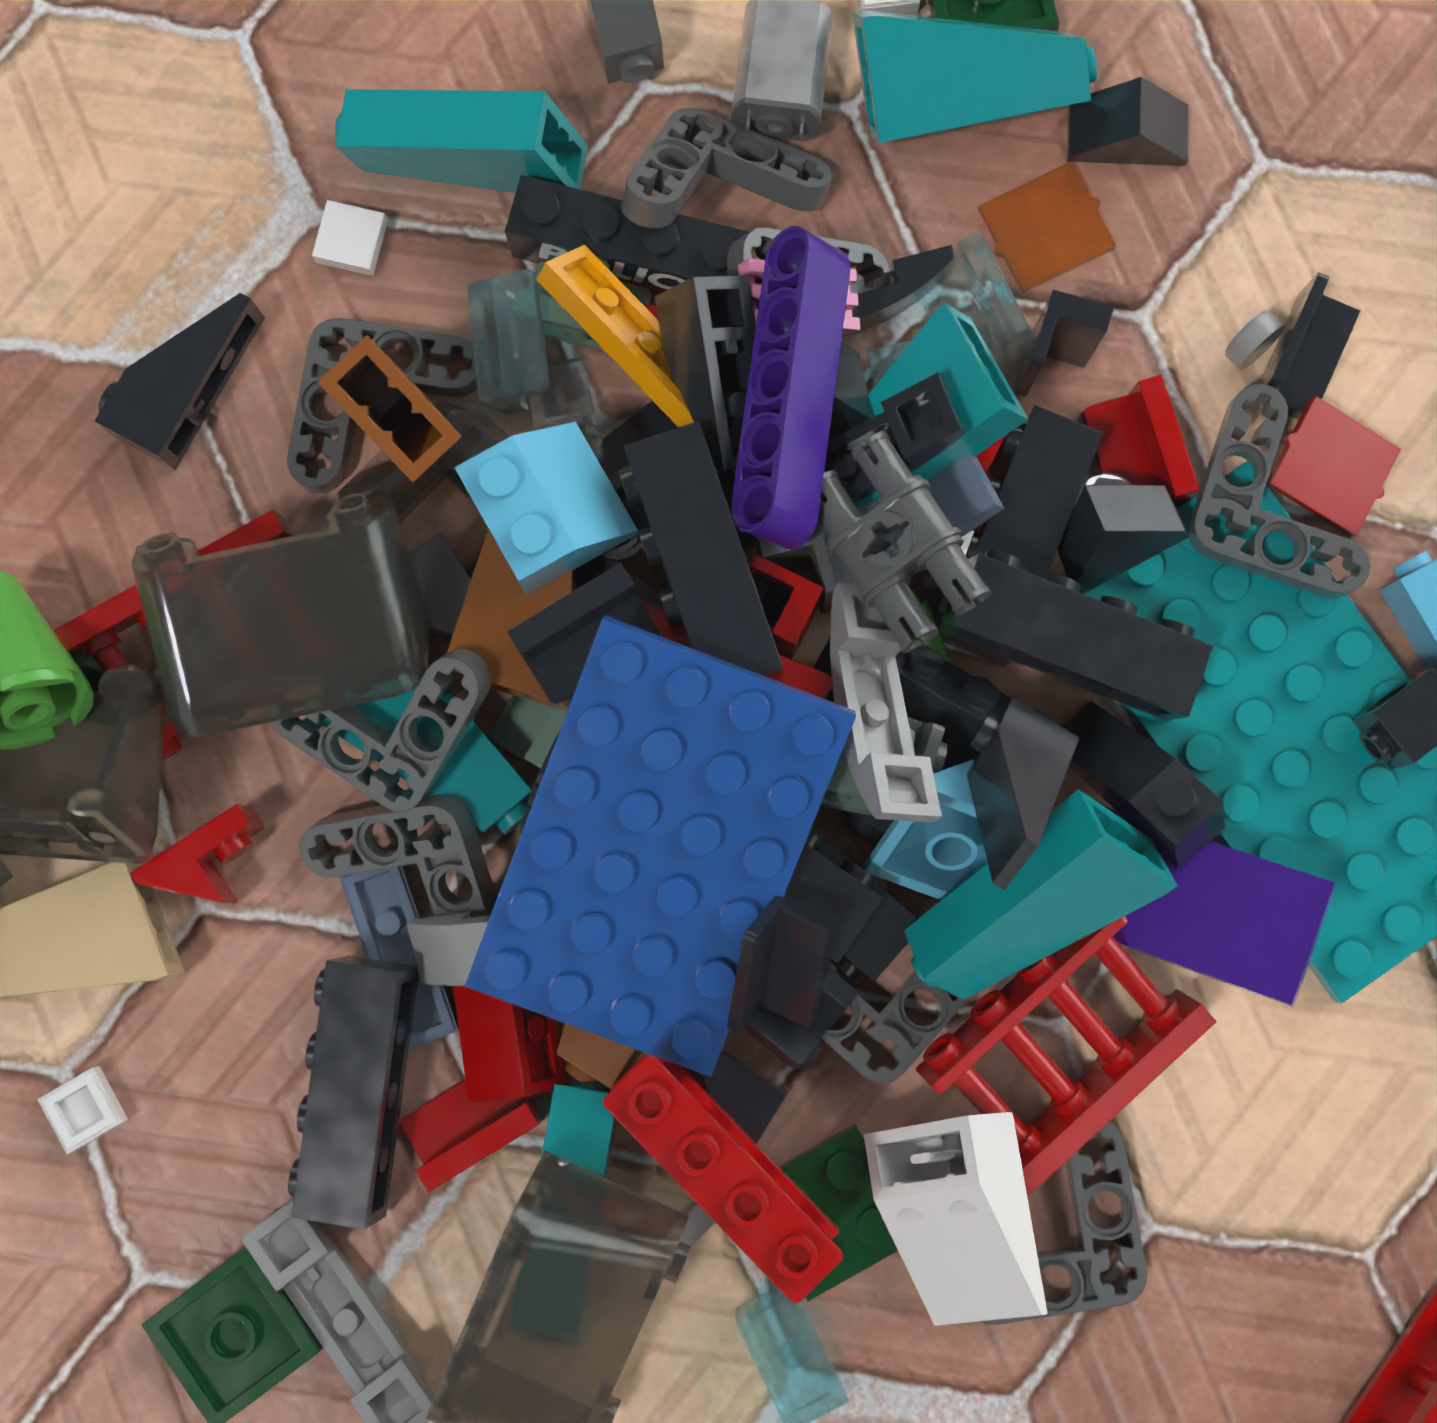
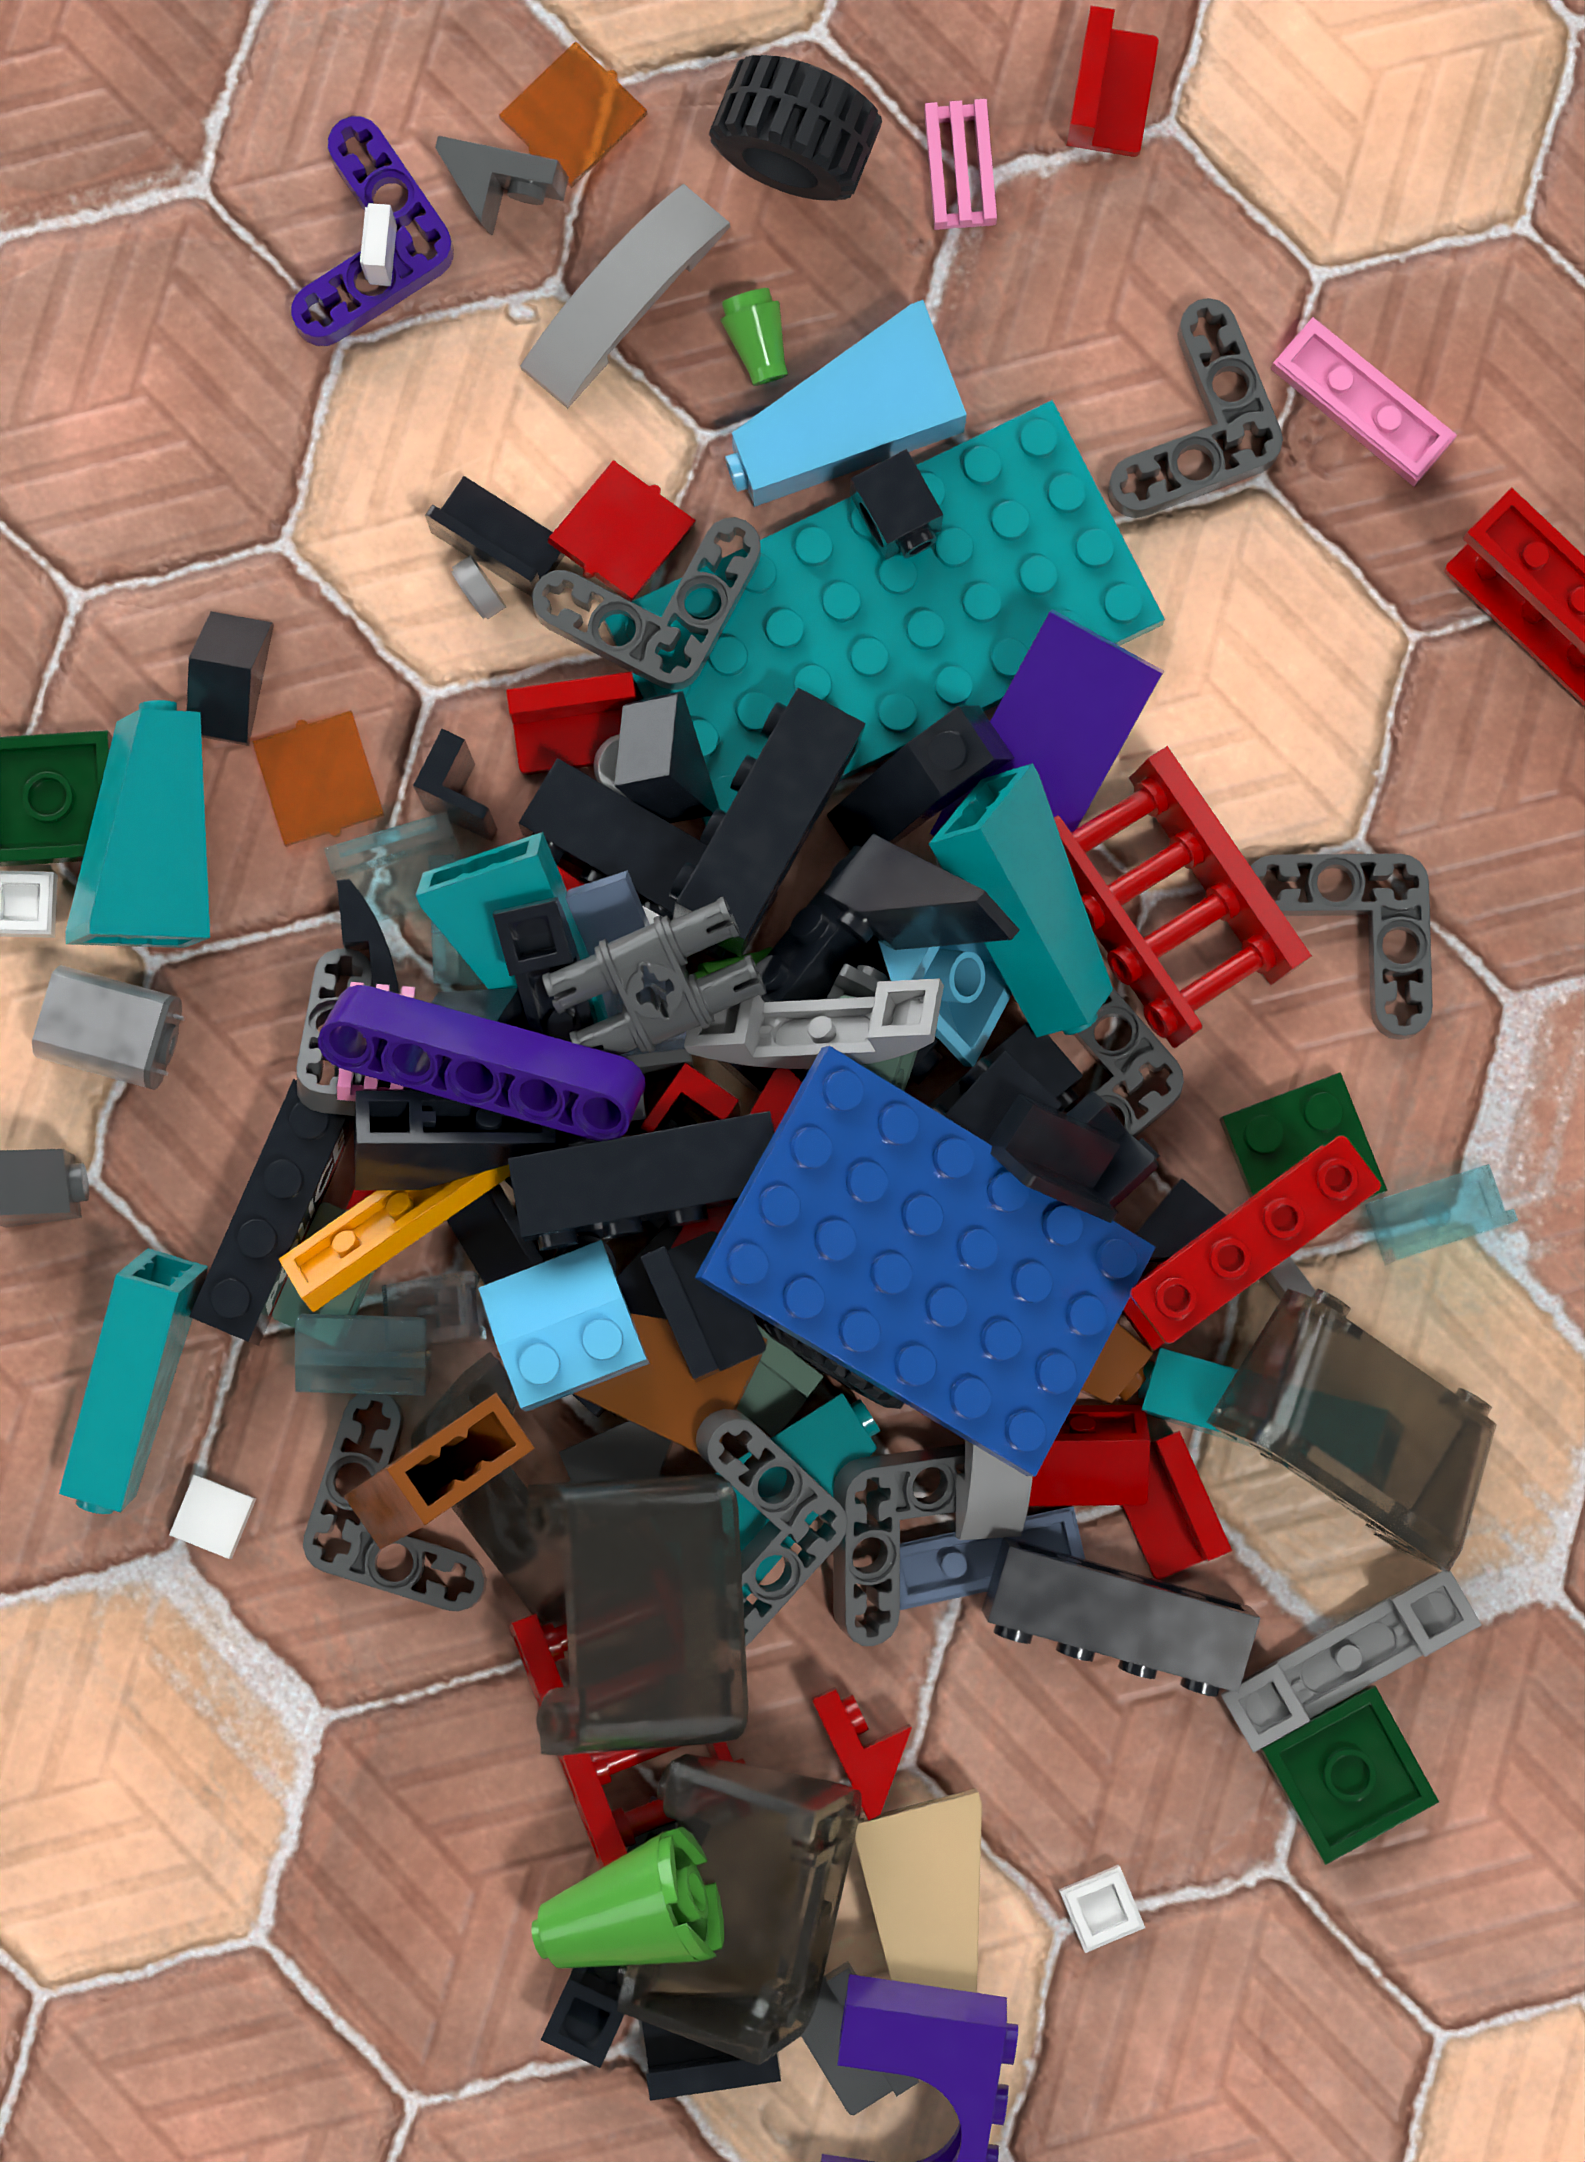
camera: 85 degrees left, 0 degrees up
(173, 388) = (356, 1728): black slope -> none
(717, 149) = (190, 1112): dark grey beam -> none
(959, 1216) = (1322, 1026): white slope -> none

